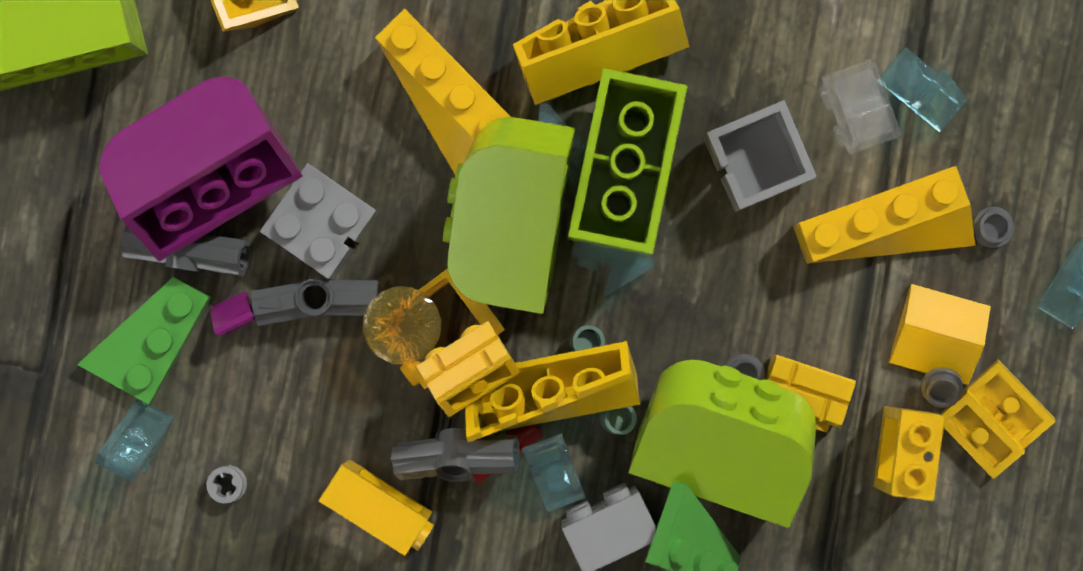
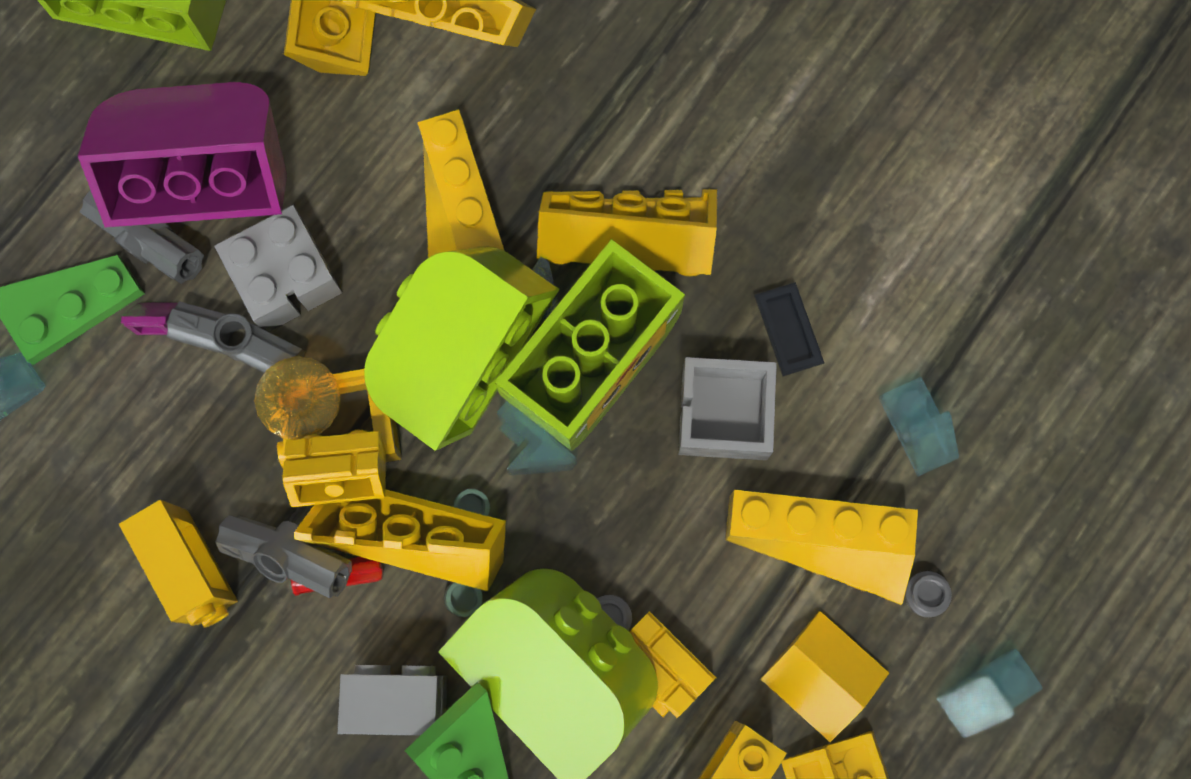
camera: 25 degrees right, 10 degrees down
(214, 488) = (70, 475): light grey bush -> none
(554, 472) = (371, 618): clear light blue slope -> none
(776, 59) = (789, 329): none -> black tile
(860, 107) = (849, 411): clear brick -> none
(942, 387) = (802, 729): flat silver plate -> none

